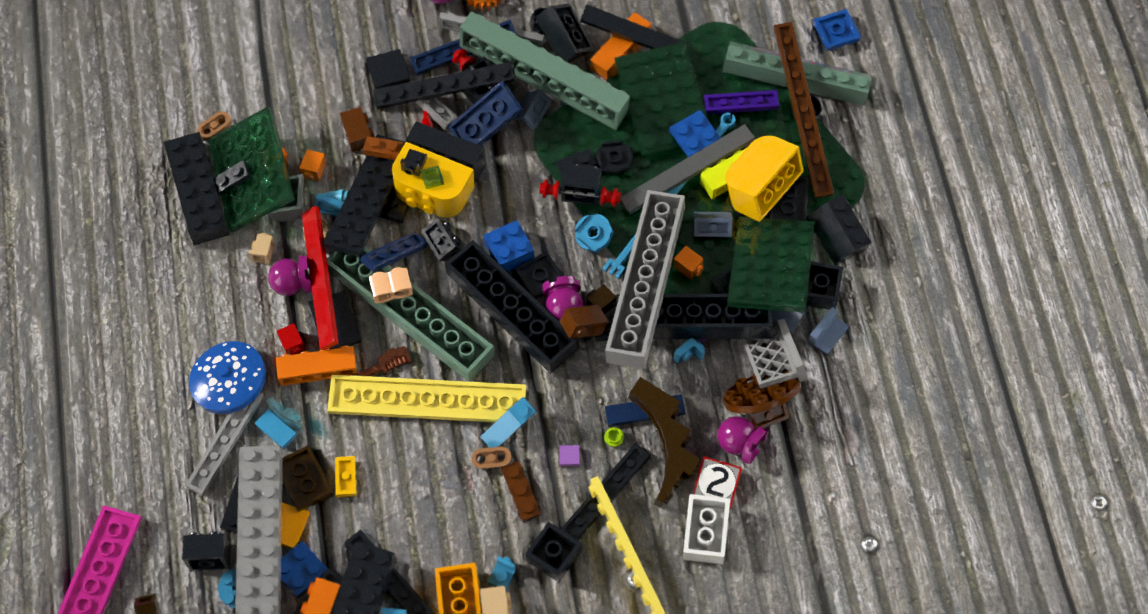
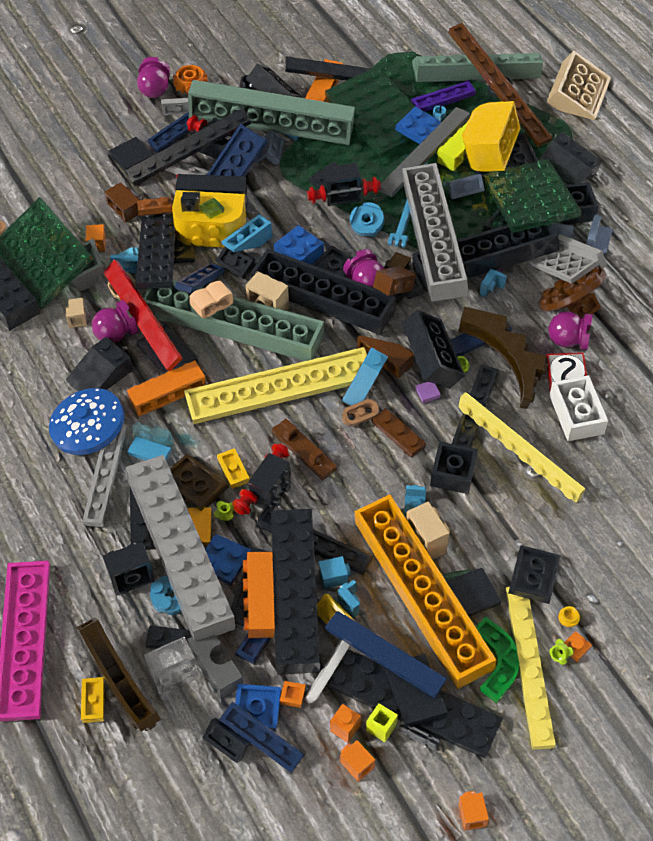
camera: 20 degrees left, 10 degrees down
(232, 177) = (27, 262): black plate -> none
(260, 321) = (100, 367): none -> black slope
(290, 340) = (132, 373): red brick -> none
(319, 513) = (224, 515): none -> lime plate
(369, 506) = (267, 483): none -> black brick
(388, 361) = (233, 364): copper piece -> none
(422, 478) = (304, 449): none -> reddish brown hinge
(452, 294) = (267, 291): none -> tan brick
(462, 216) = (250, 235): none -> dark azure slope
(548, 402) = (399, 358): none -> reddish brown slope
(589, 413) = (433, 349): none -> black brick
(614, 157) = (364, 160): black tile -> none
(688, 263) = (461, 216): orange brick -> none
(837, 30) = (492, 33): blue plate -> none
(898, 134) = (579, 87): none -> tan slope

